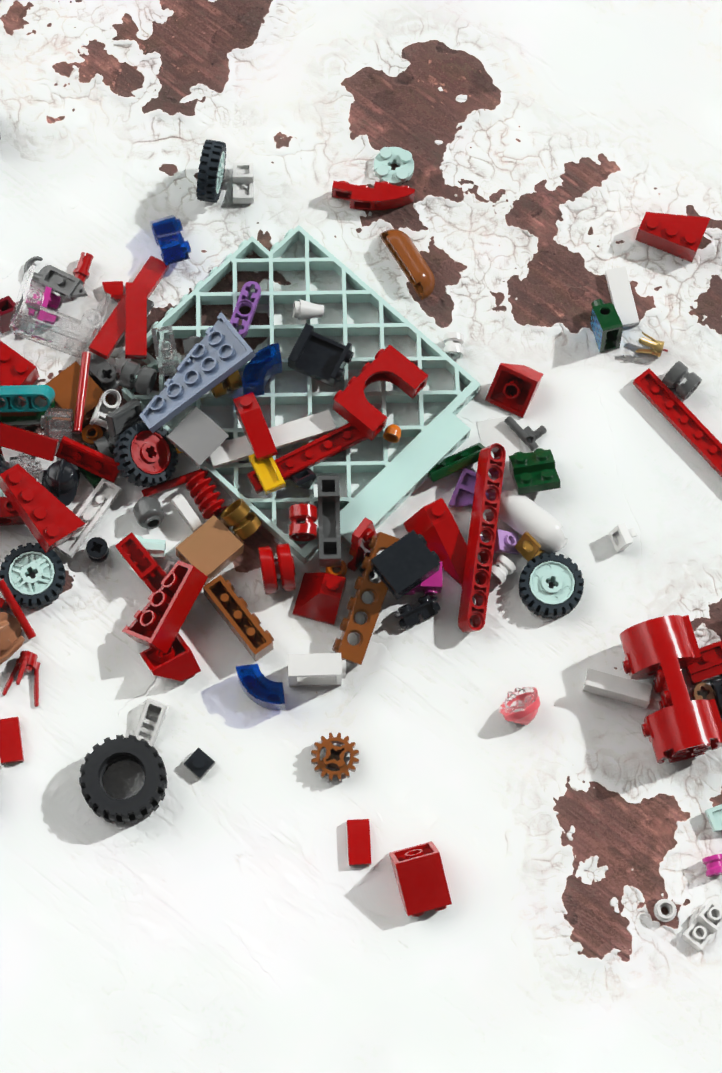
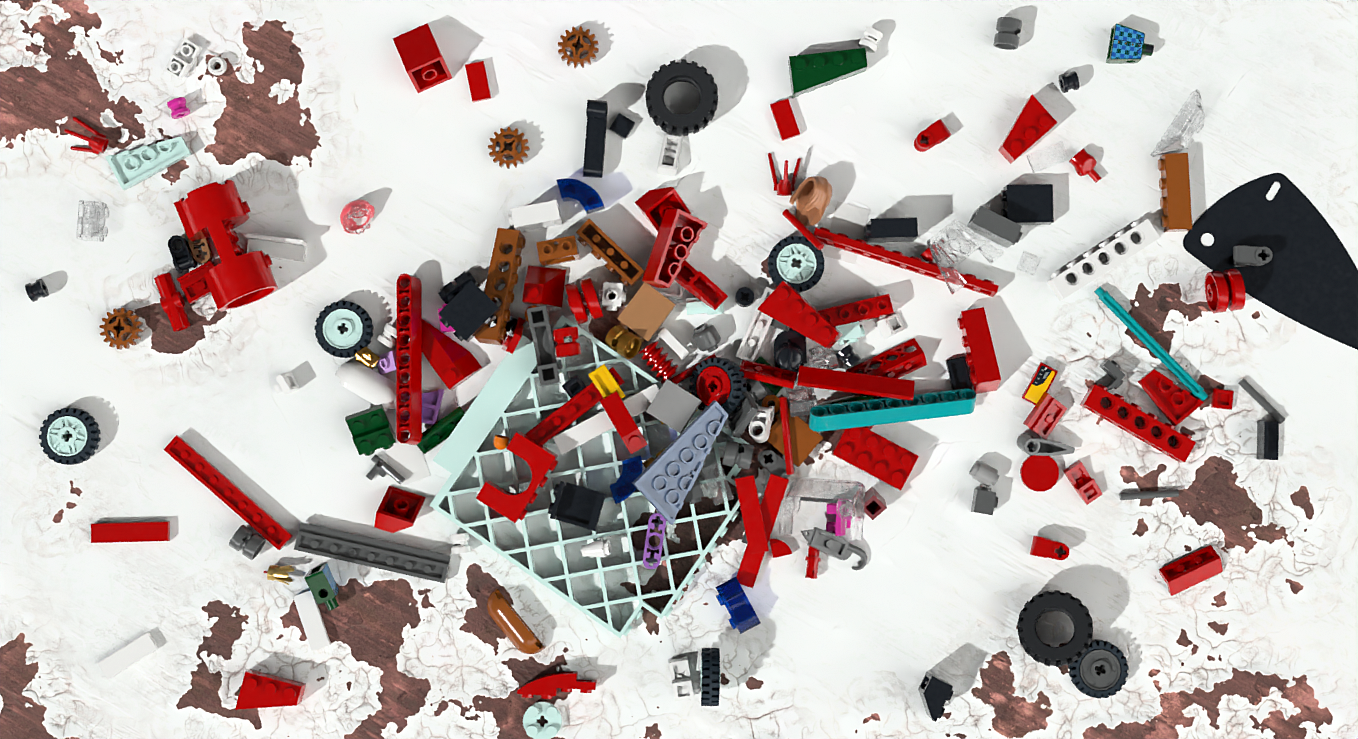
camera: 175 degrees right, 15 degrees up
(233, 750) = (595, 138): none -> black beam
(243, 864) = (585, 47): none -> dark orange gear
(244, 572) = (612, 289): none -> white brick
(296, 621) = (559, 253): none -> dark orange window
(549, 352) = (372, 552): none -> dark grey plate

